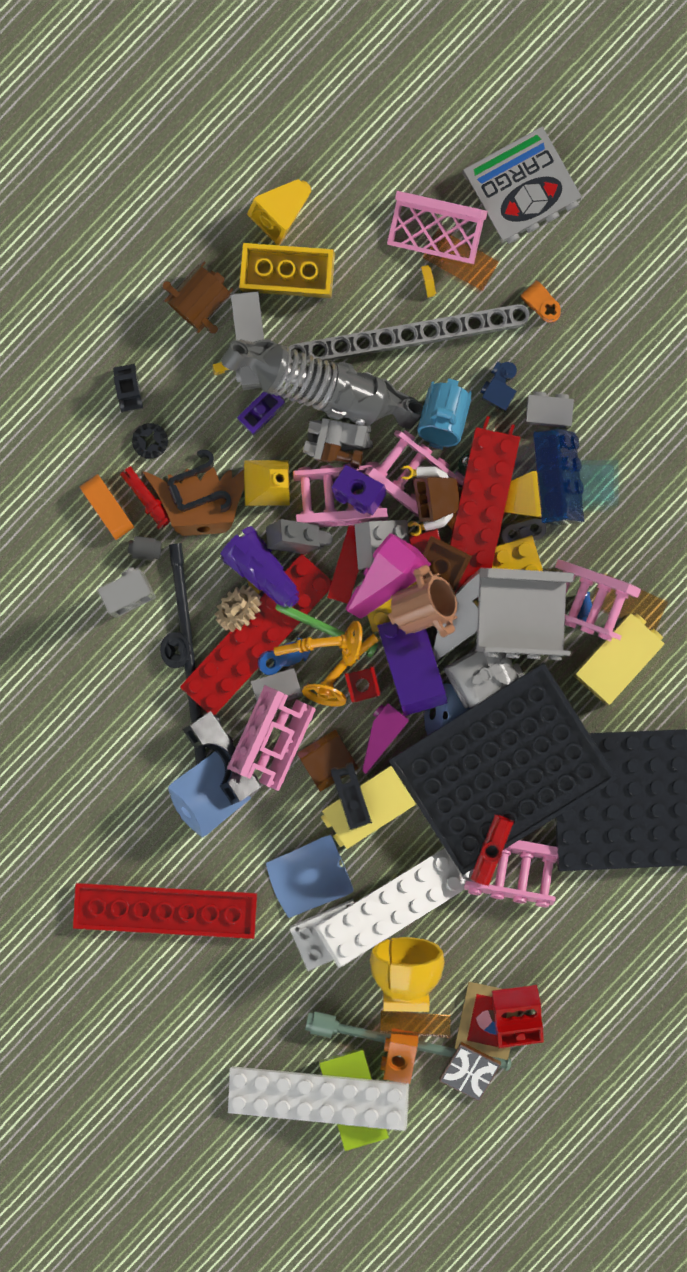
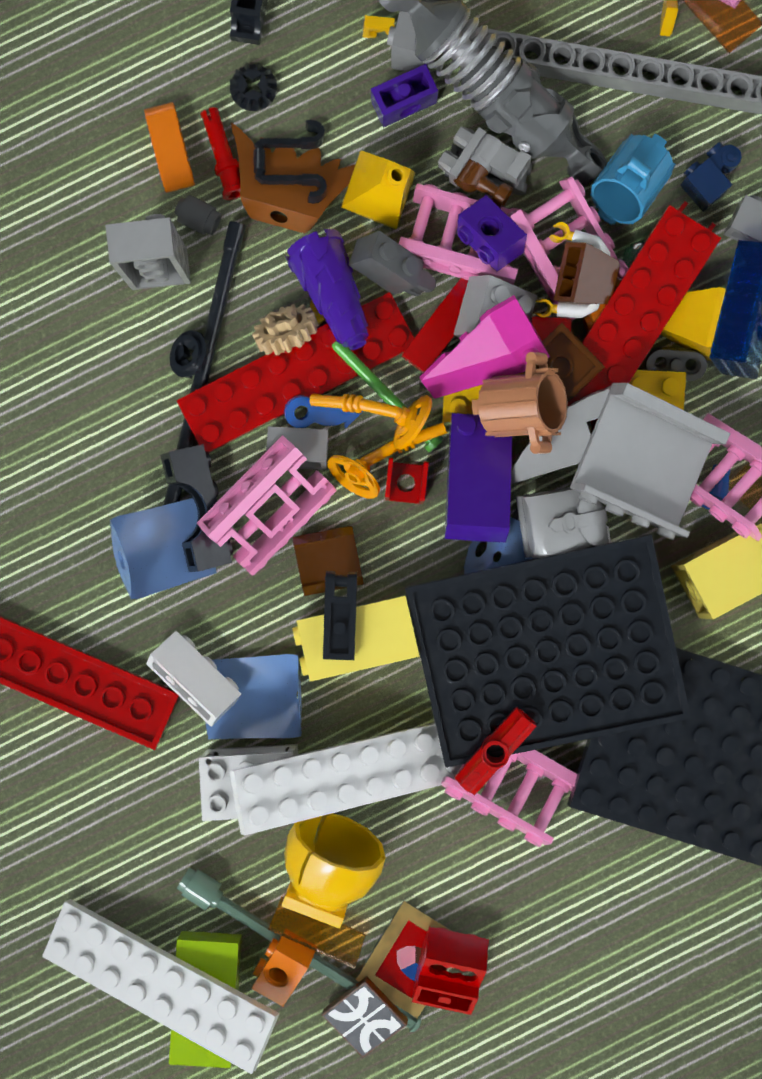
camera: 15 degrees right, 0 degrees up
(263, 877) = (194, 677): none -> white brick
(384, 730) = (413, 547): magenta slope -> none

